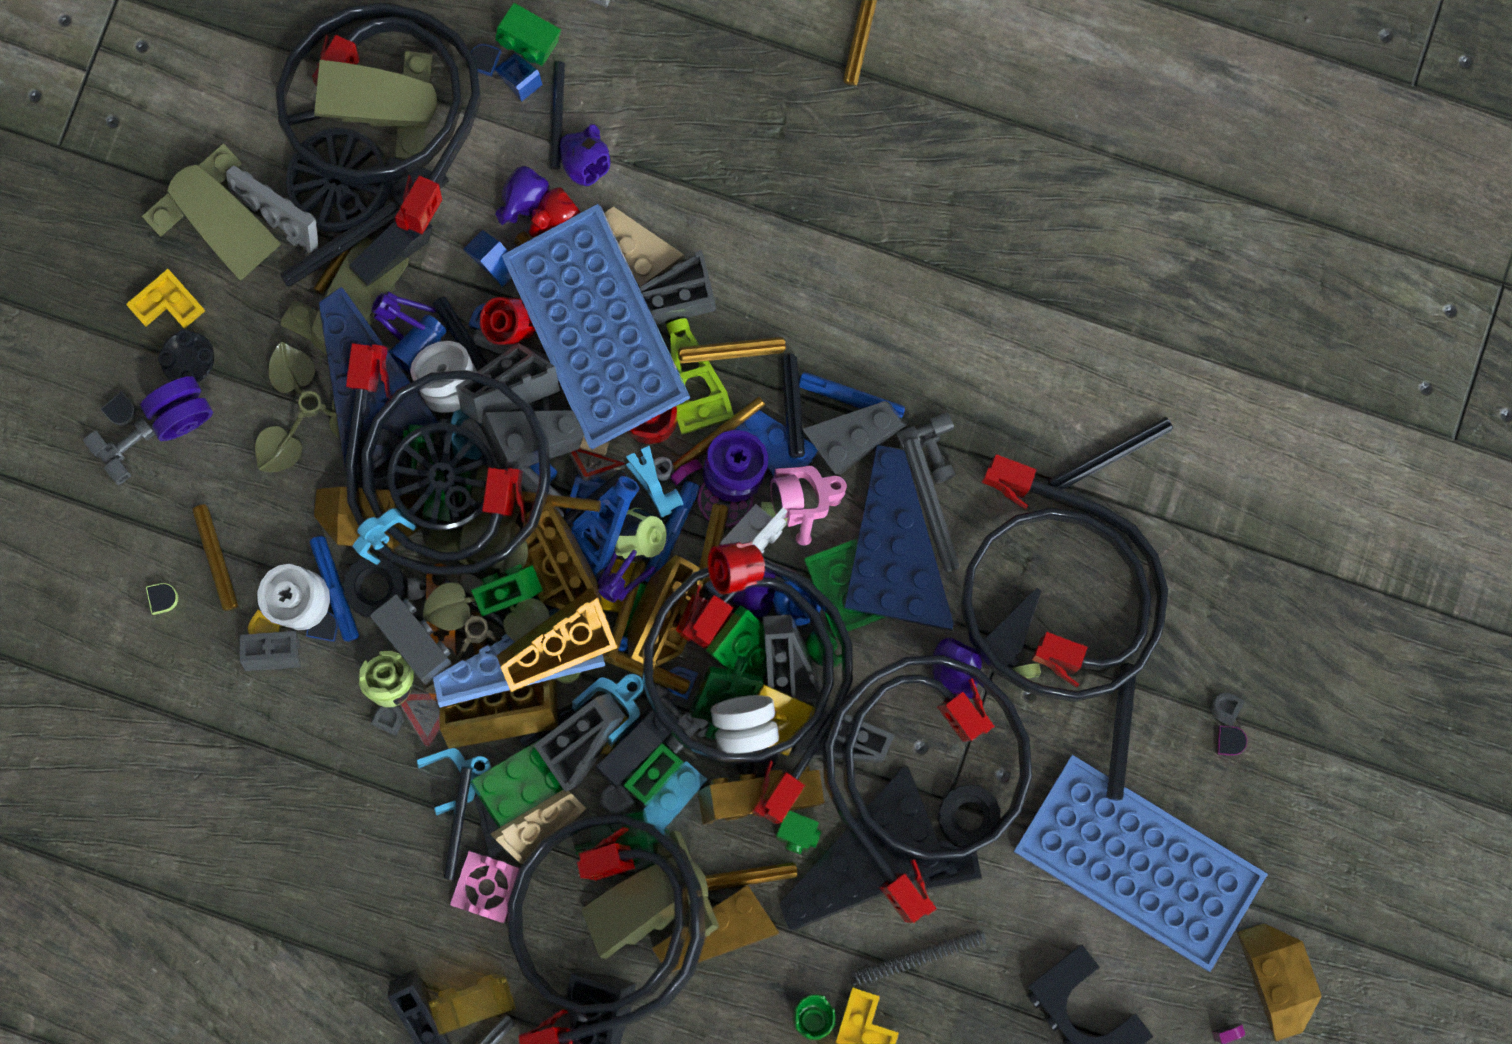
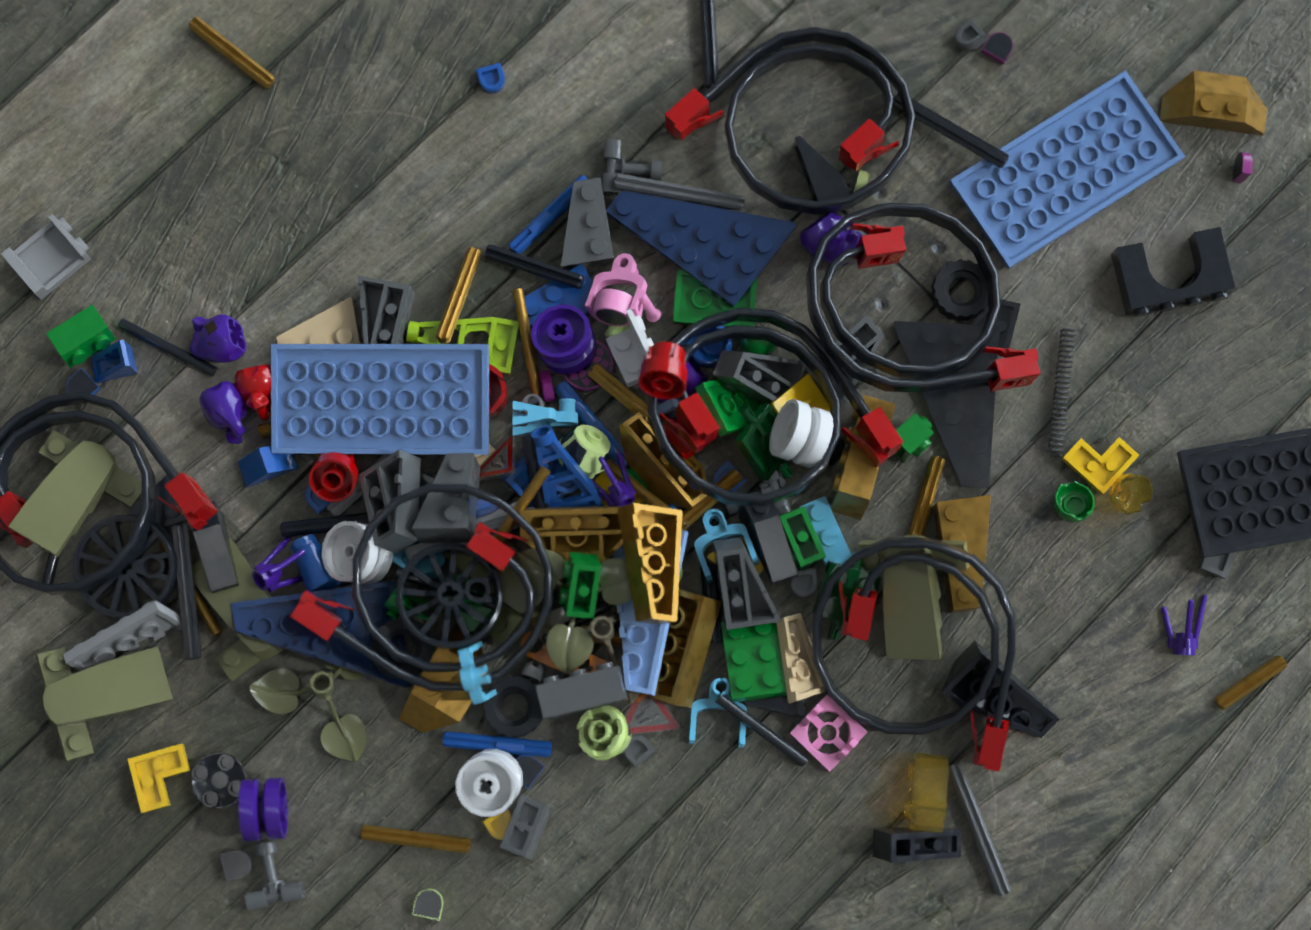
camera: 70 degrees left, 0 degrees up
(957, 279) = (491, 78): none -> blue tile

